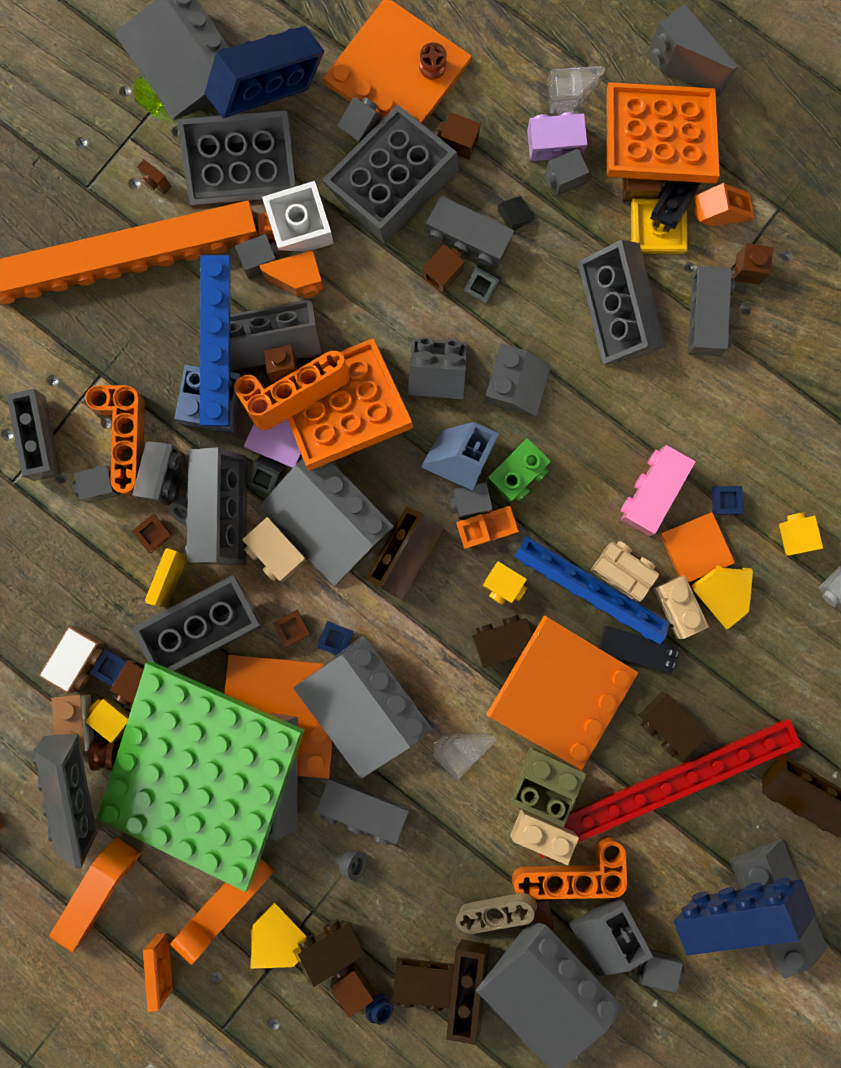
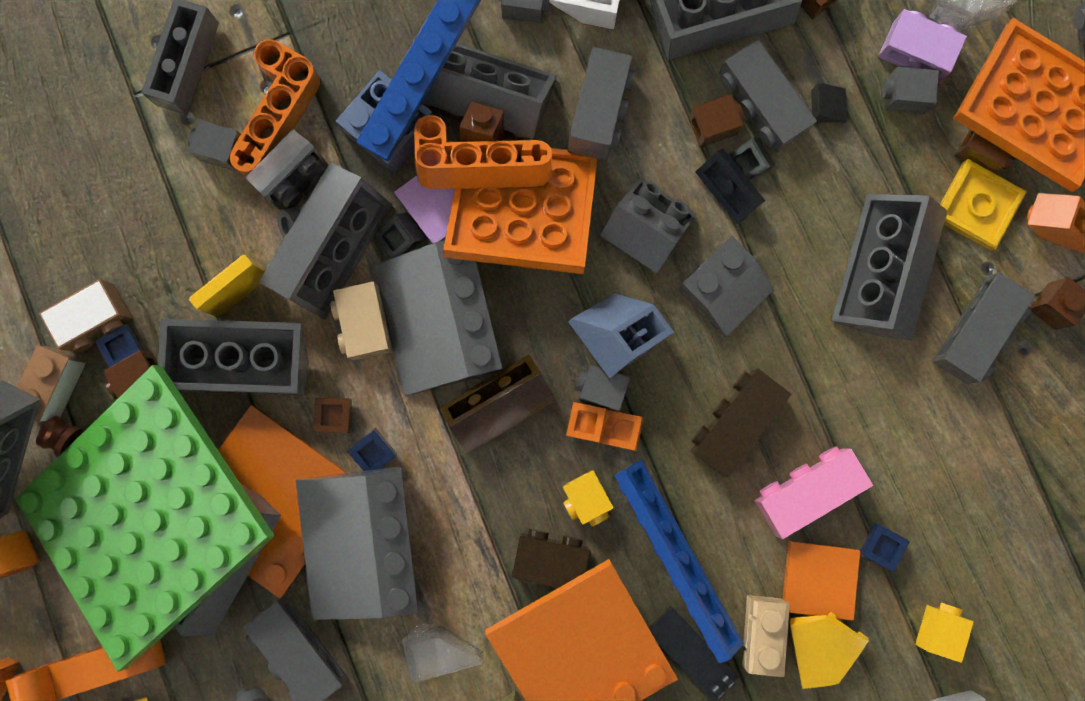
camera: 35 degrees right, 0 degrees up
(108, 719) = (85, 400): yellow brick -> none
(152, 533) = (245, 230): reddish brown plate -> none
(295, 274) = (554, 39): orange slope -> none
(356, 301) = (601, 104): none -> dark grey brick
(479, 309) = (730, 186): none -> black plate
(518, 471) = (673, 385): bright green brick -> none
(579, 470) = (739, 421): none -> dark brown brick
(625, 571) = (726, 560): tan brick -> none
(673, 204) = (1010, 189): black hinge -> none

